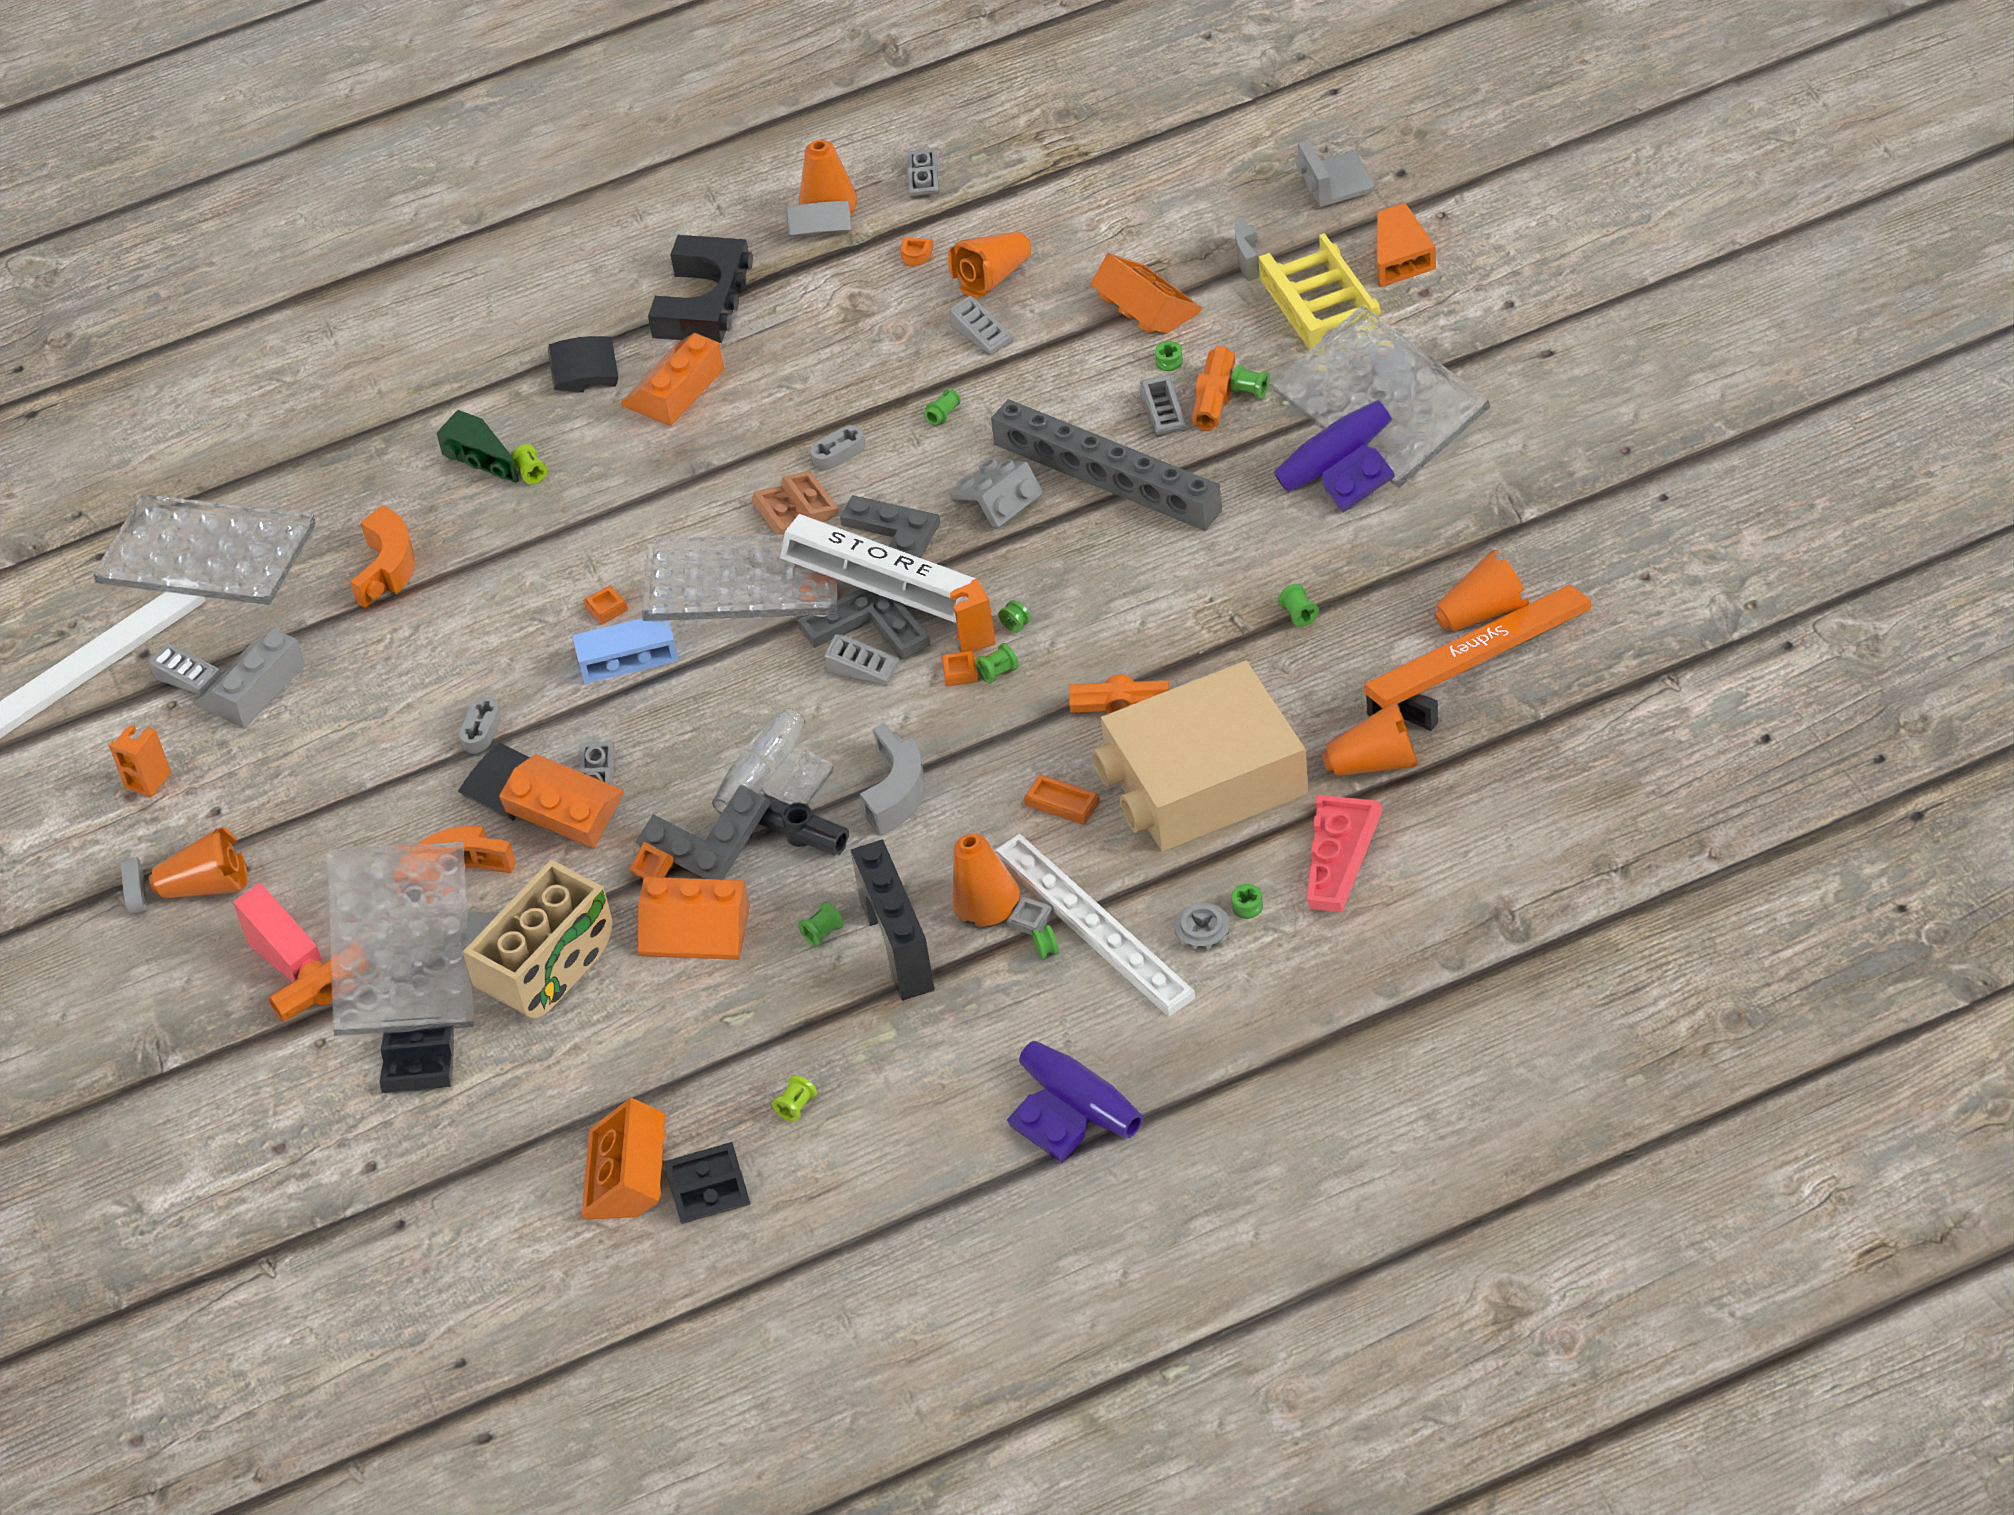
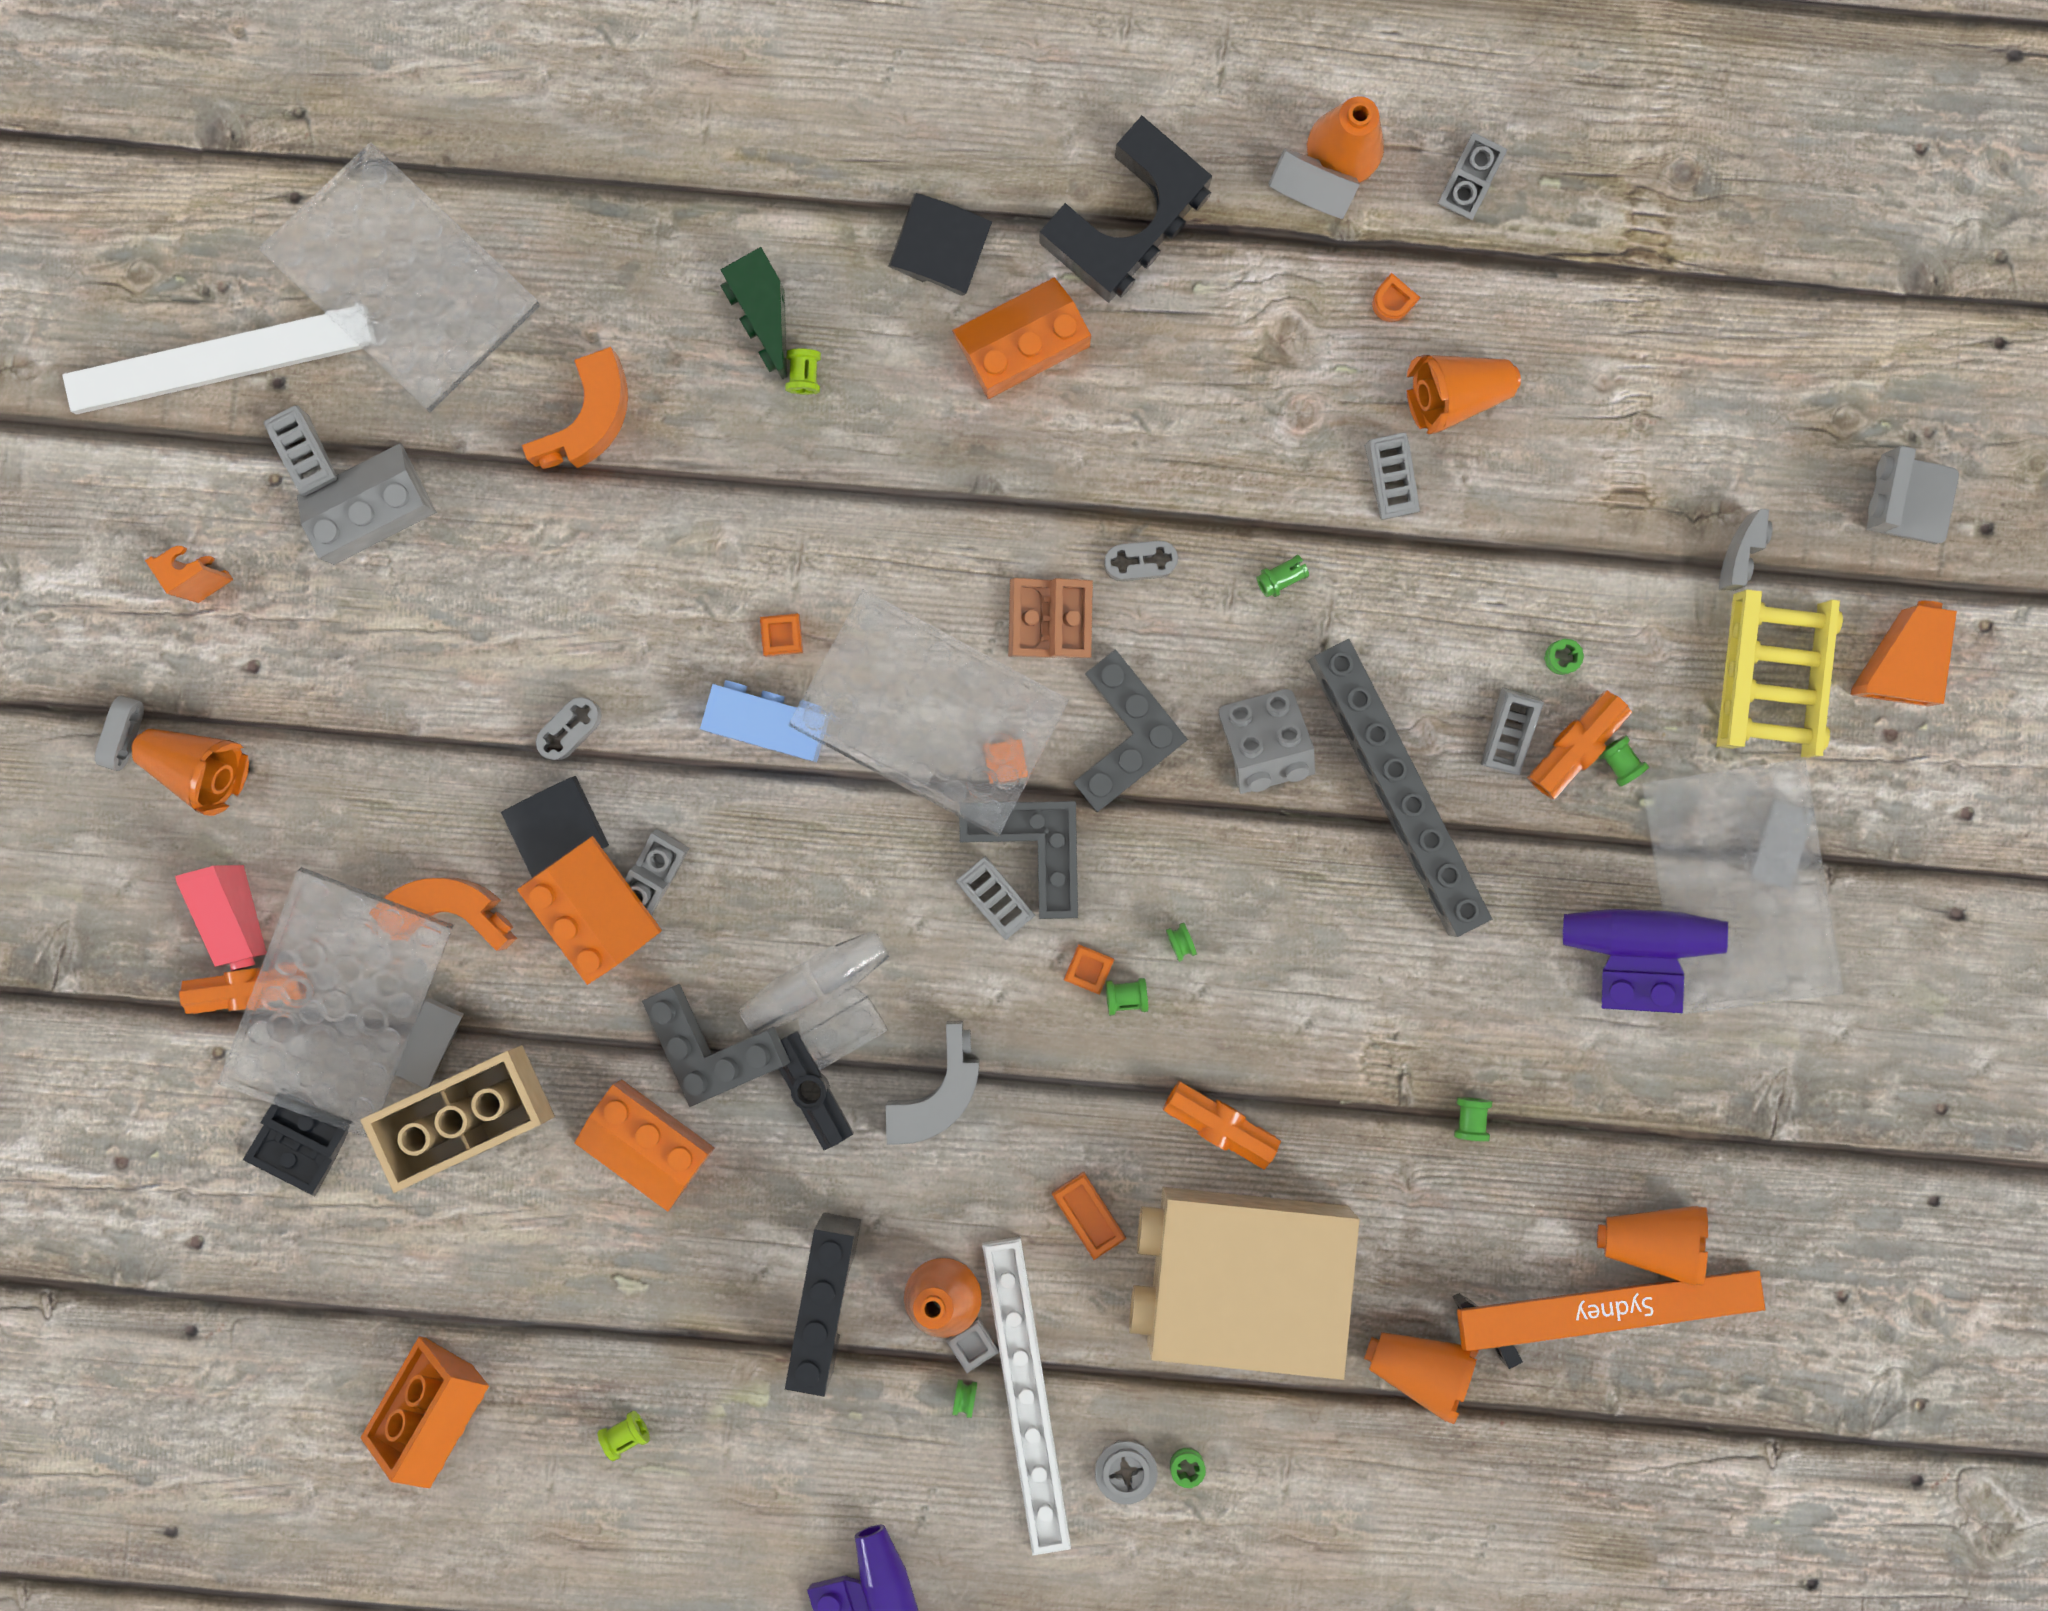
camera: 25 degrees right, 40 degrees up
(651, 862) = (641, 1042): orange tile -> none
(706, 1182) = (493, 1478): black slope -> none
(820, 924) = (763, 1233): bright green bush -> none
(873, 566) = (1073, 802): white brick -> none
(973, 618) = (1138, 935): orange hinge -> none
(1143, 294) = (1593, 550): orange slope -> none
(1339, 846) = (1317, 1461): coral wing -> none

